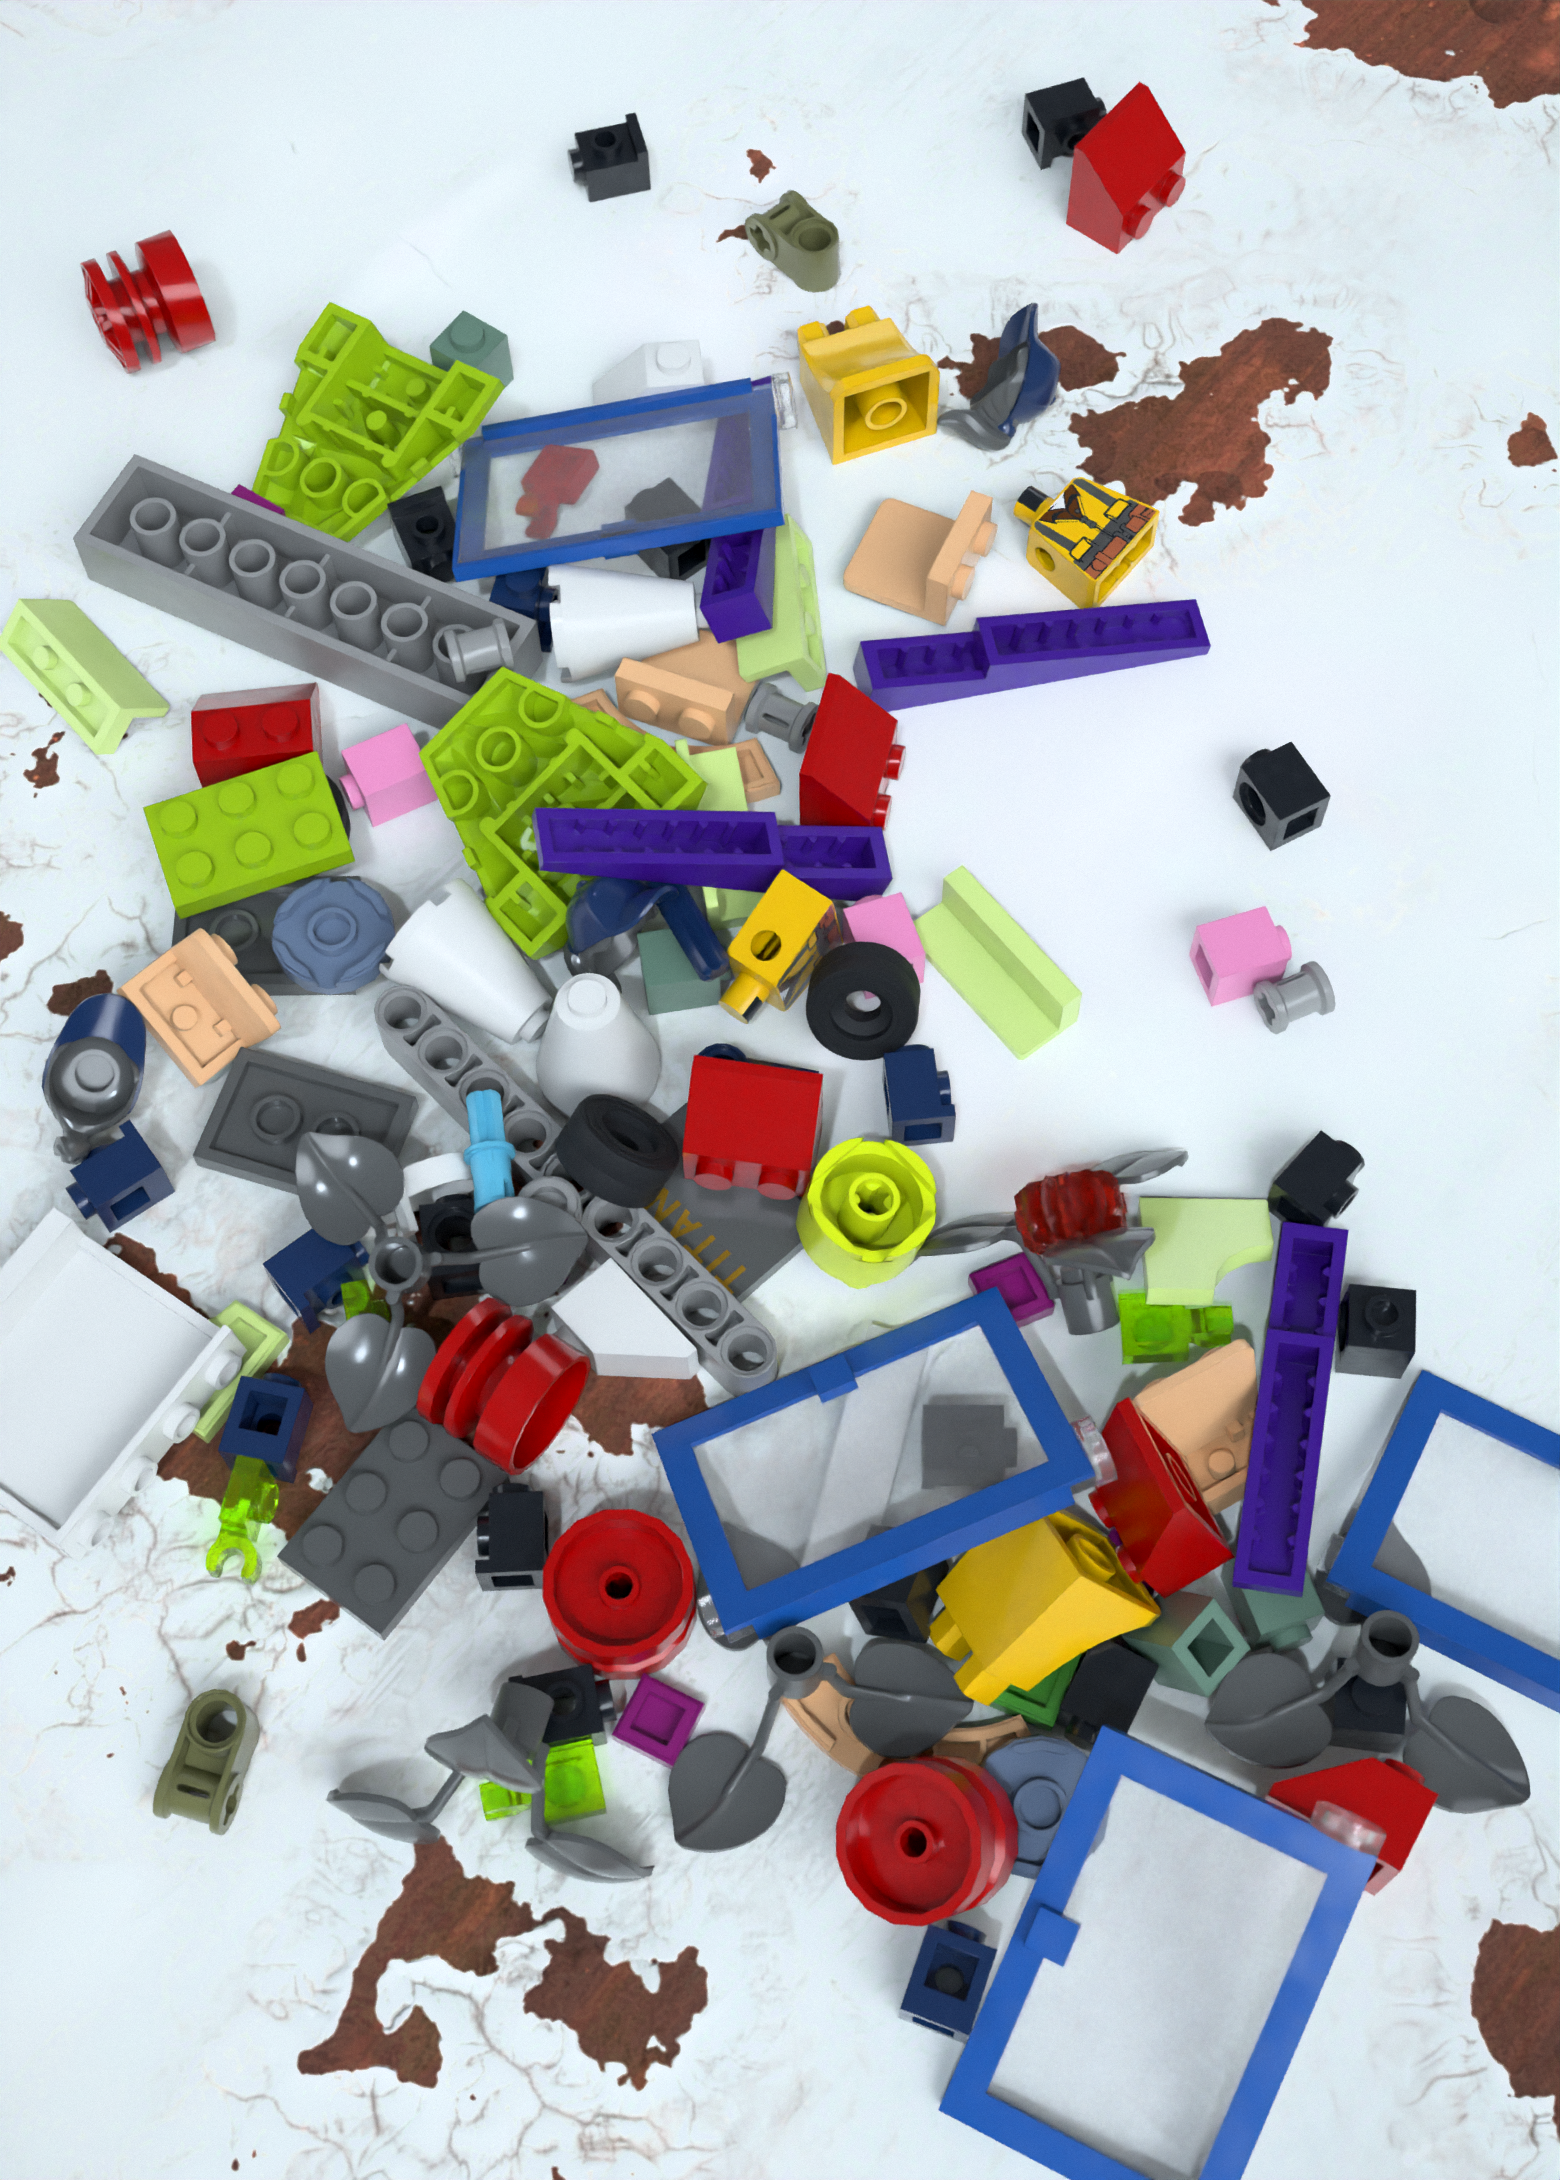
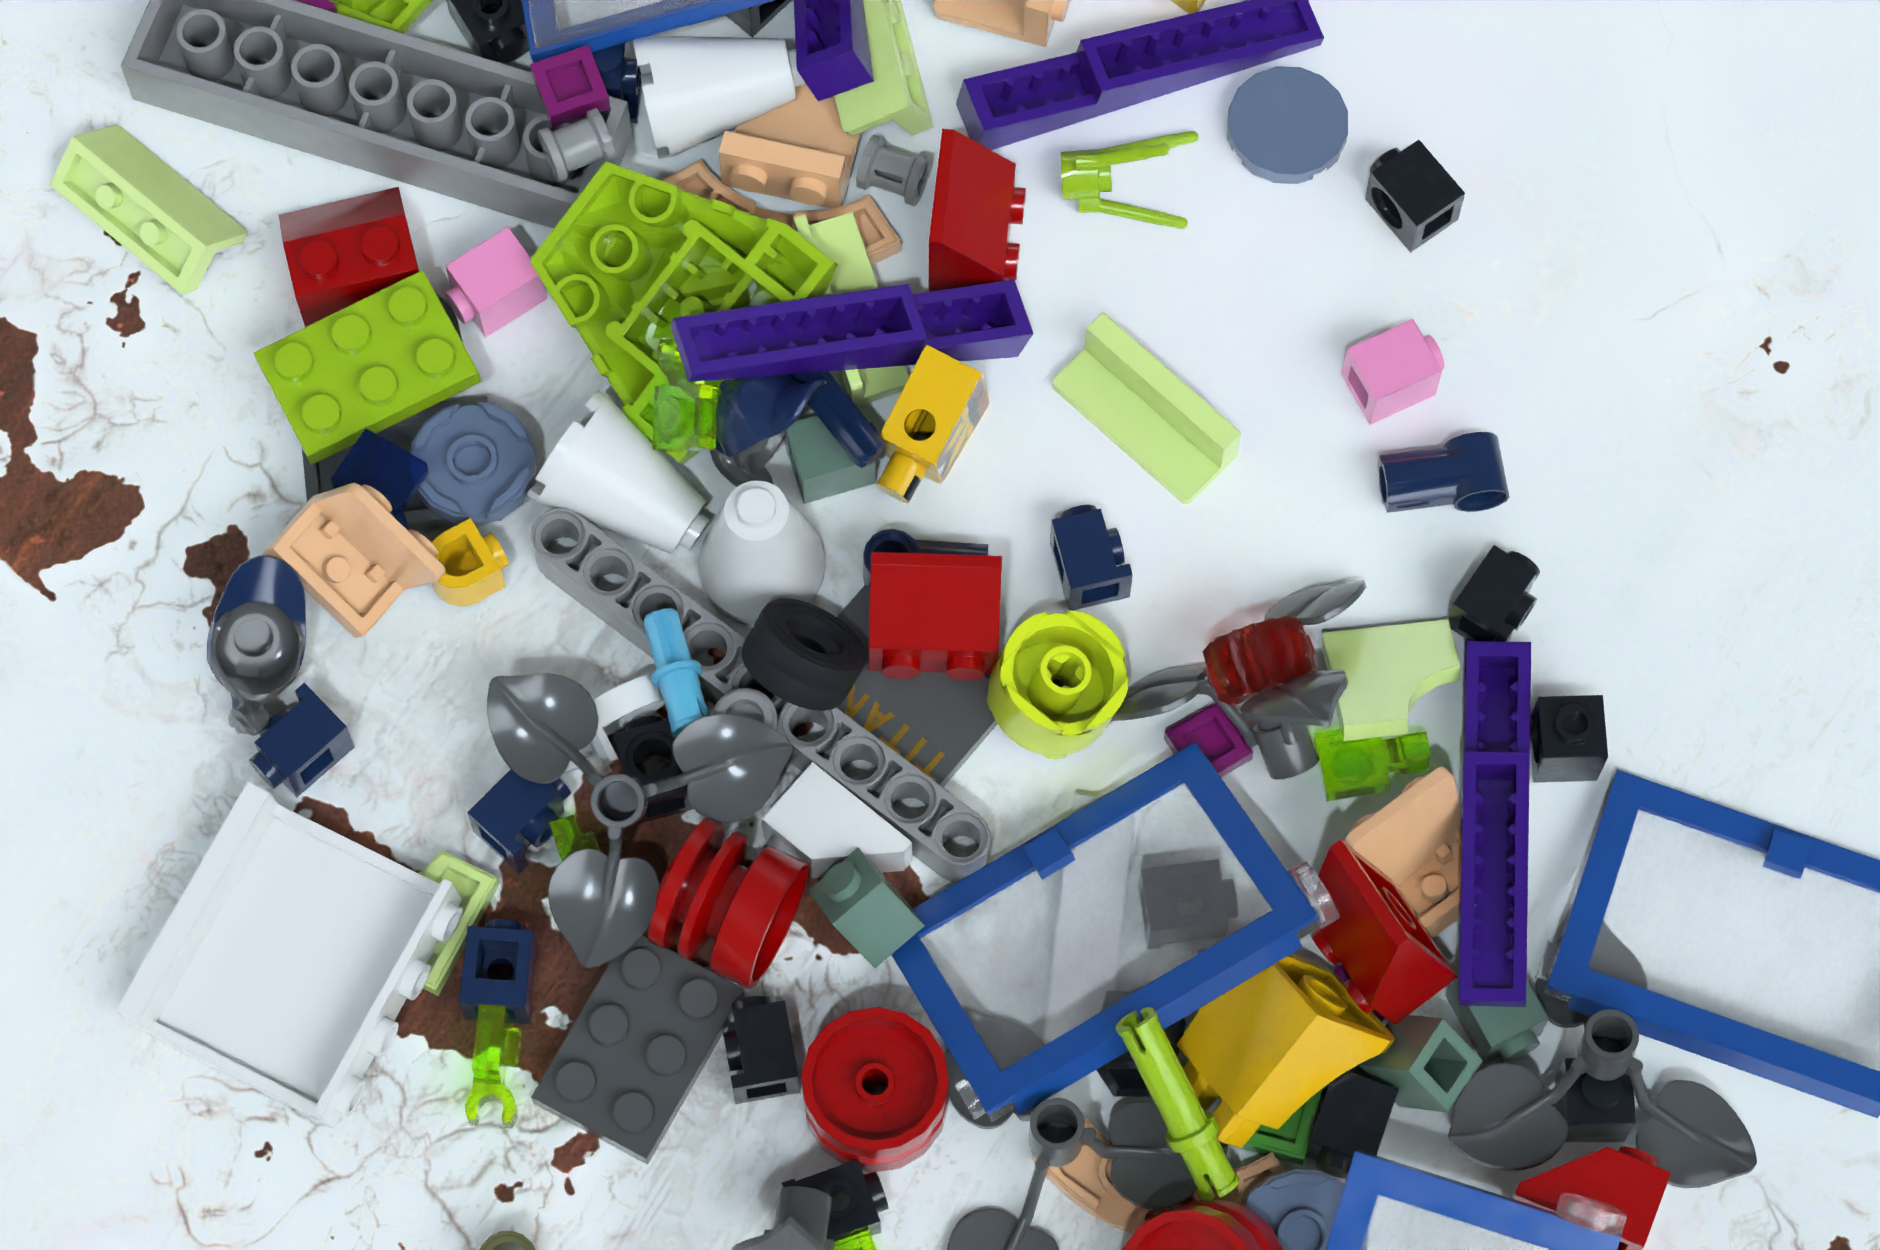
camera: 10 degrees left, 5 degrees up
(244, 927) = (385, 468): none -> clear blue panel
(276, 1100) = (449, 651): dark grey plate -> none
(311, 1029) = (470, 563): none -> yellow plate
(483, 596) = (570, 85): none -> magenta tile
(538, 903) = (682, 409): none -> clear neon green plate
(640, 1409) = (866, 908): none -> sand green brick
(658, 1721) = (927, 1205): magenta tile -> none
(870, 969) = (1015, 436): black tyre -> none
(886, 923) = (1032, 402): bright pink brick -> none
(934, 1677) = (1189, 1127): none -> lime pin
(969, 741) = (1089, 173): none -> lime plant
(1166, 720) = (1287, 124): none -> sand blue tile
(1294, 997) = (1452, 407): light grey bush -> none
(1297, 1060) = (1460, 473): none -> dark blue piece

